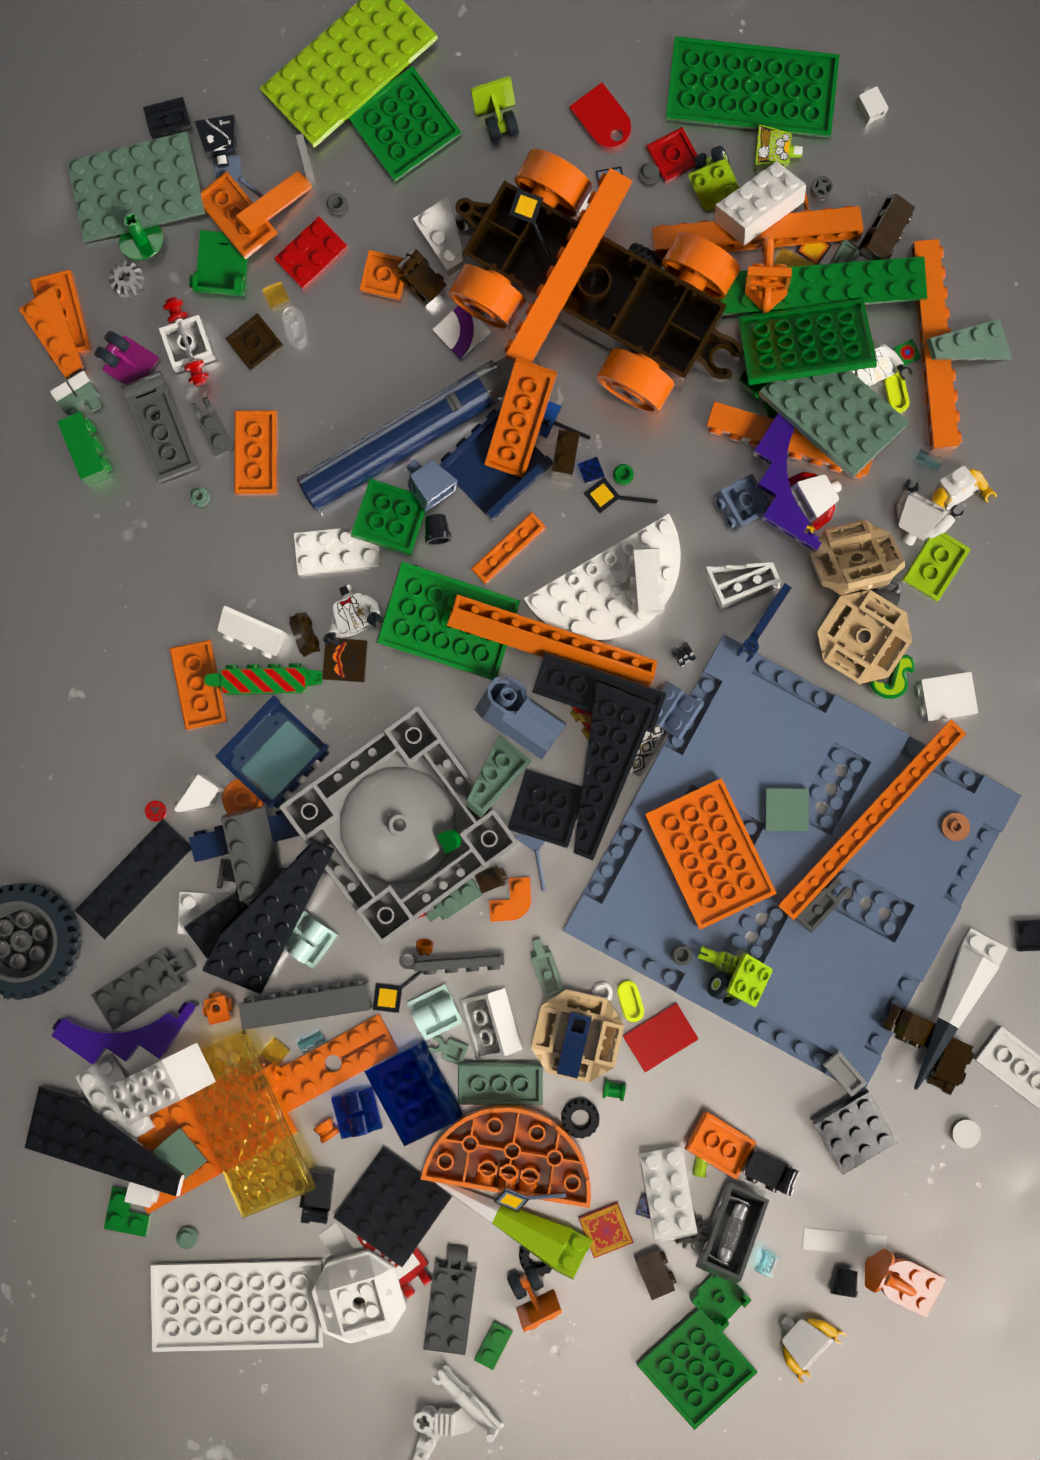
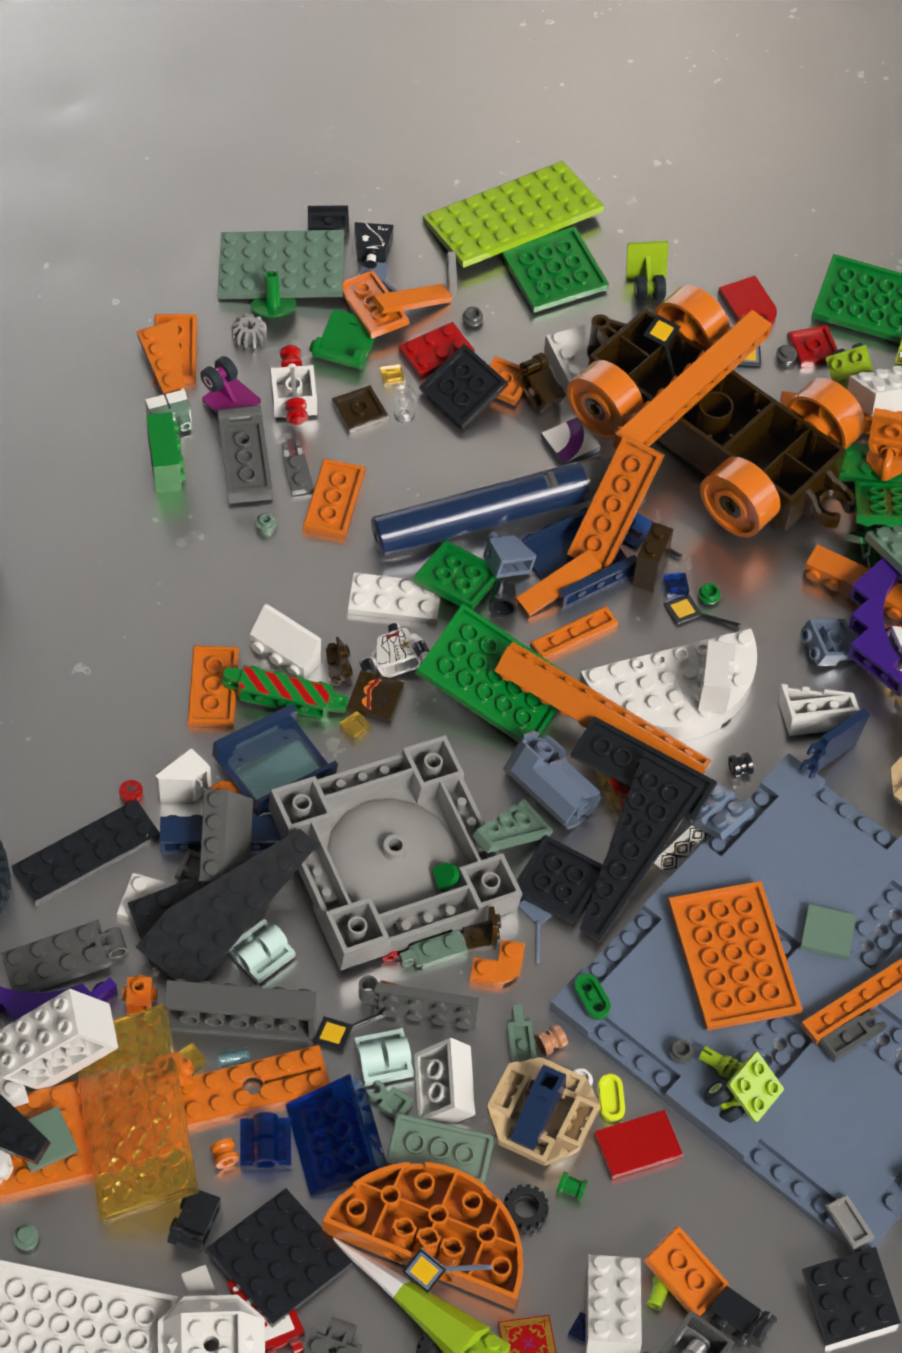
camera: 10 degrees right, 30 degrees down
(334, 695) = (355, 726): none -> clear yellow tile
(347, 296) = (463, 386): none -> black plate
(484, 500) = (548, 589): none -> orange tile
(570, 963) = (551, 1040): none -> nougat wheel
(598, 922) = (593, 998): none -> green plate

